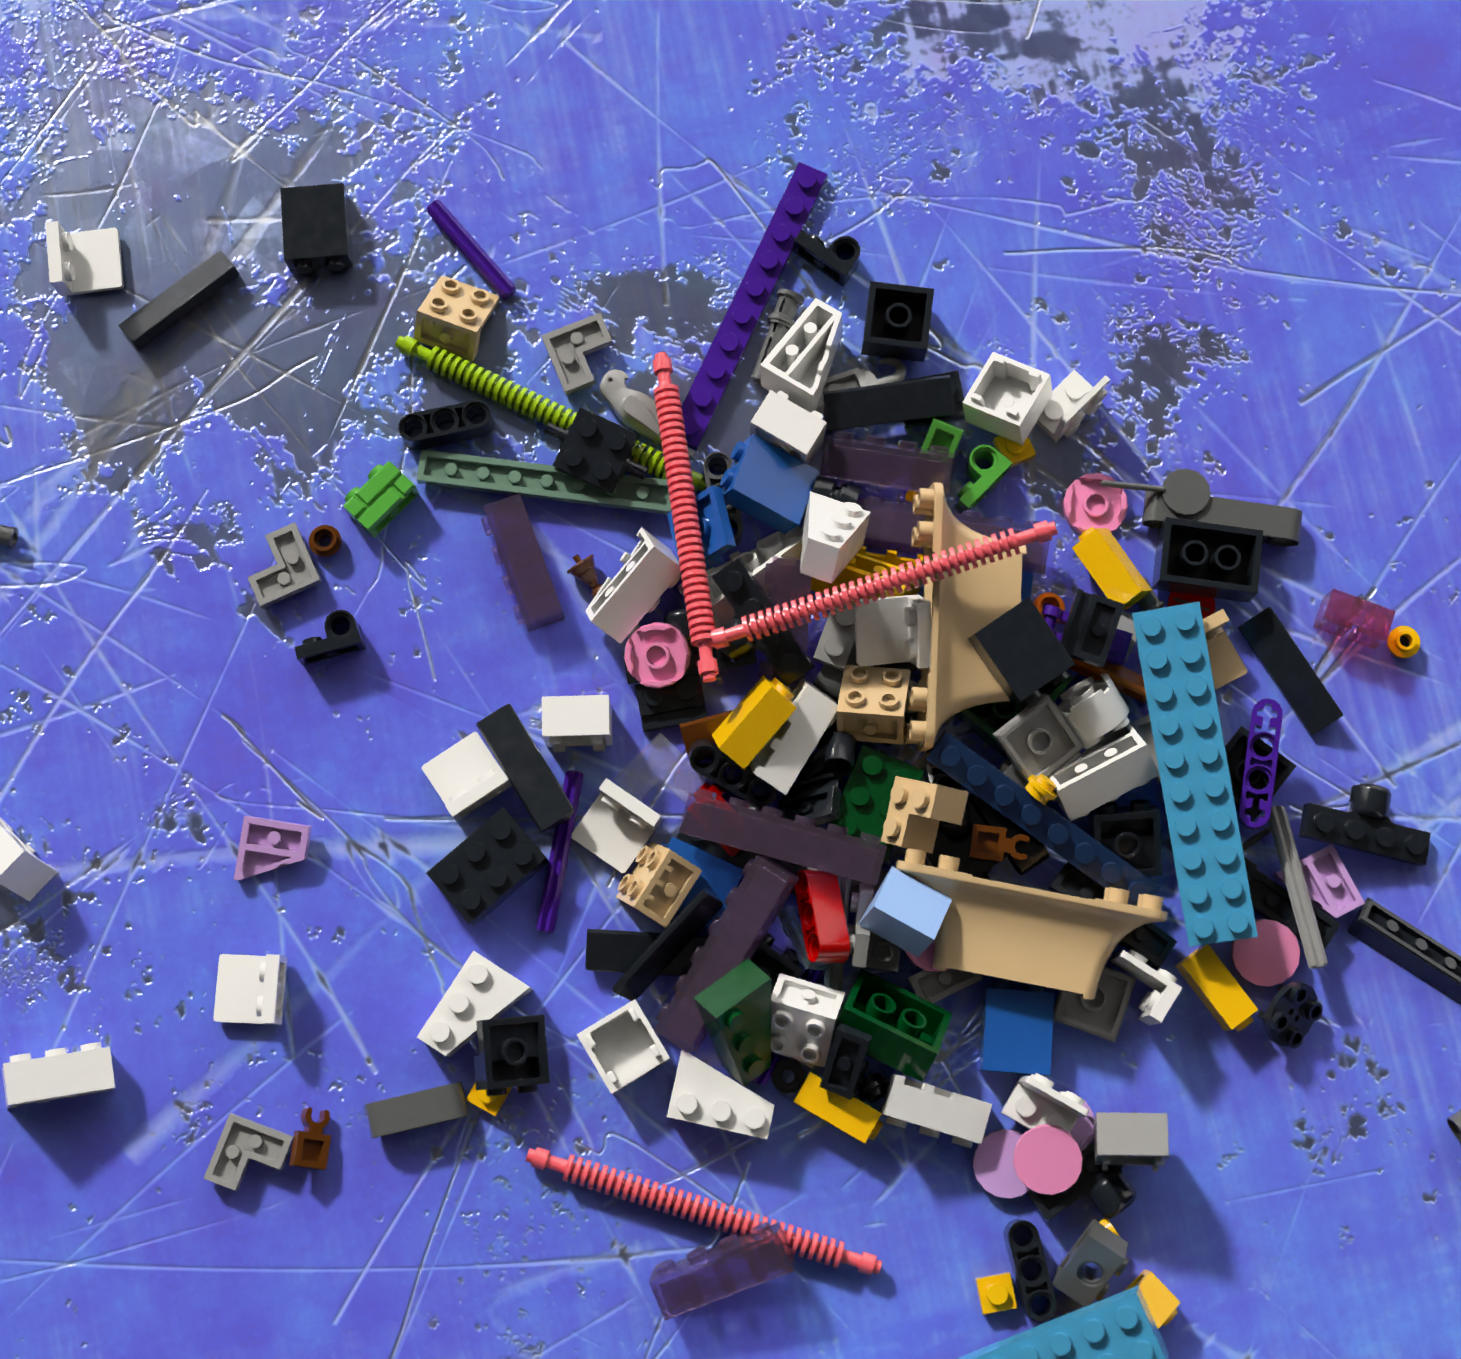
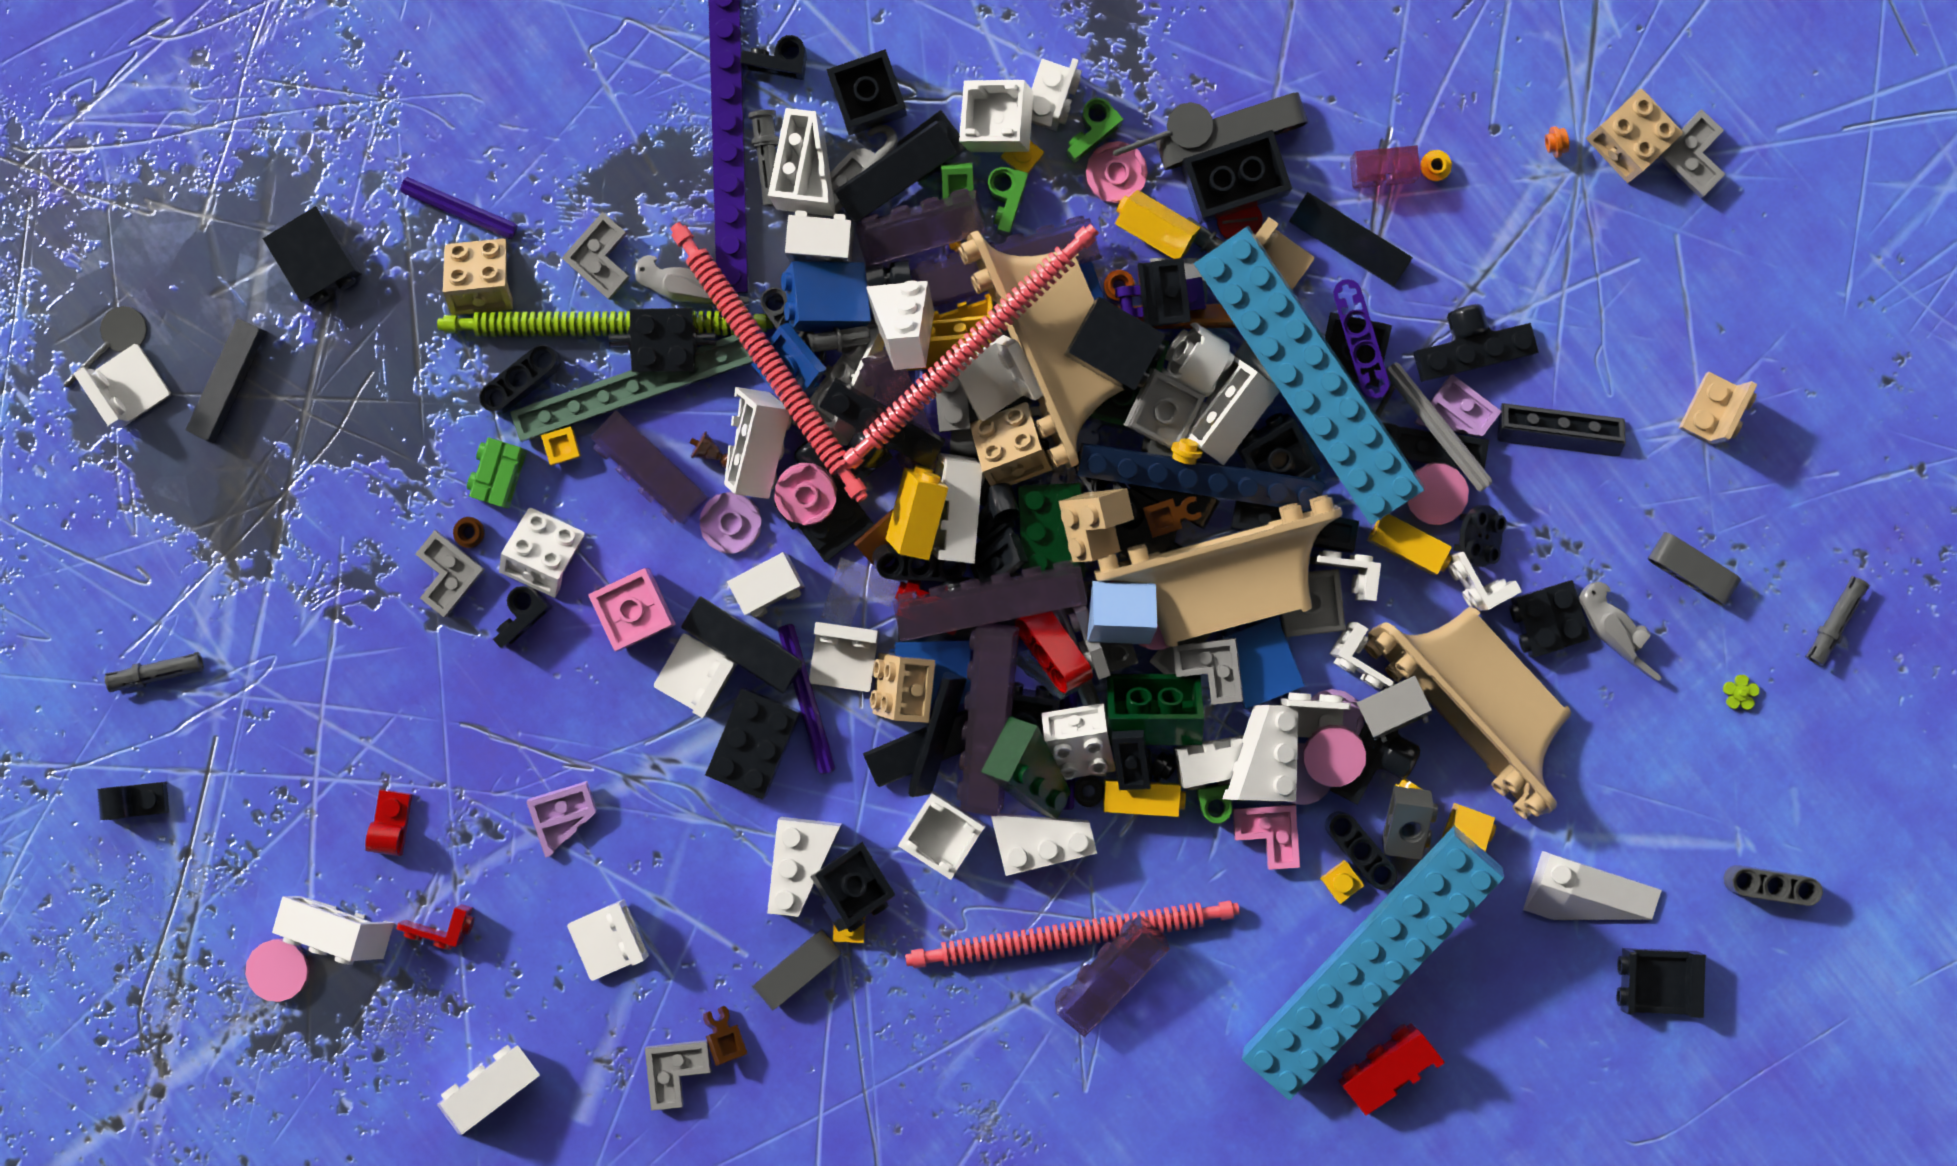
camera: 20 degrees left, 10 degrees up
(104, 777) = (390, 824): none -> red plate
(107, 210) = (119, 331): none -> dark grey piece
(117, 904) = (460, 924): none -> red bracket
(380, 590) = (540, 551): none -> white bracket
(438, 684) = (632, 609): none -> bright pink container
(452, 503) = (561, 446): none -> yellow plate
(572, 651) = (730, 522): none -> lavender tile
(760, 527) = (838, 339): none -> dark grey axle
(940, 1149) = (1210, 793): none -> bright green plate
(957, 1205) = (1275, 825): none -> bright pink plate
(978, 1011) = (1216, 659): none -> light grey plate
(982, 1125) = (1268, 756): none -> white wedge
(1093, 458) = (1097, 131): none -> bright green plate
(1103, 1071) = (1353, 641): none -> white bracket
(1222, 1177) = (1485, 699): none -> tan piece
(1261, 1066) = (1475, 594): none -> white bracket
(1322, 1130) = (1549, 619): none -> black plate
(1386, 1171) = (1615, 626): none -> light grey animal

